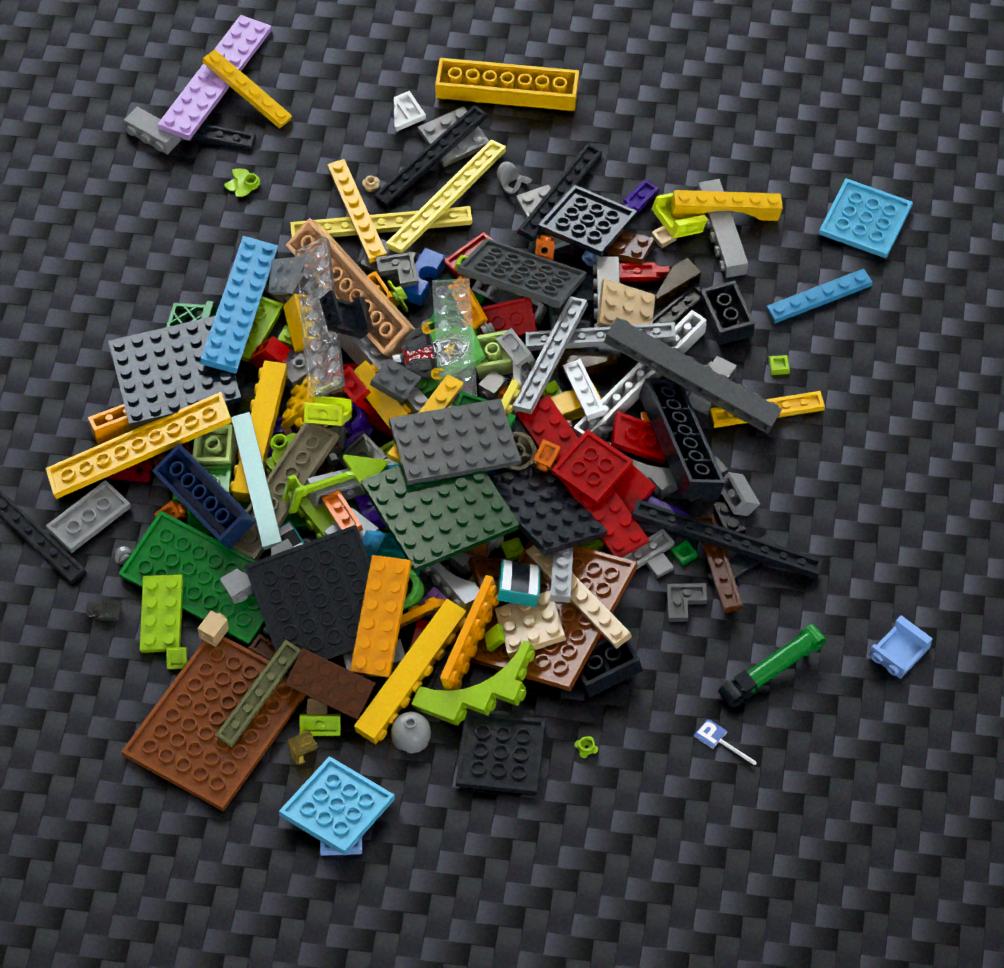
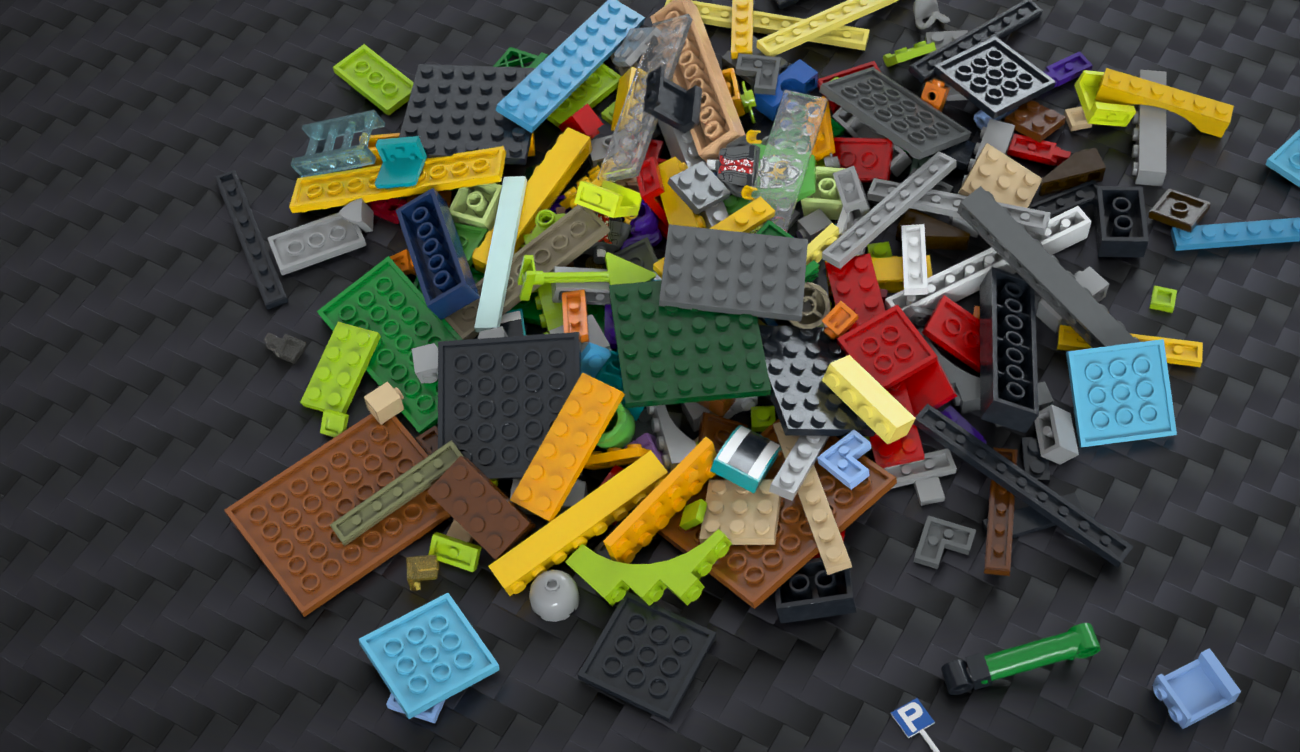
camera: 25 degrees right, 0 degrees up
(71, 363) = (375, 79): none -> lime plate
(82, 440) = (339, 159): none -> clear light blue fence
(115, 483) = (359, 213): none -> light grey tile
(122, 555) = (330, 292): light grey plate -> none
(139, 430) = (402, 162): none -> teal bracket
(511, 218) = (906, 54): none -> lime plate
(586, 741) = (756, 676): lime plate -> none
(591, 560) = (842, 459): none -> light blue plate
(593, 509) = (868, 399): none -> light yellow brick
(684, 553) = (964, 485): green tile -> none
(767, 290) = (1179, 210): none -> dark brown tile
(775, 448) = (1121, 393): none -> medium azure plate

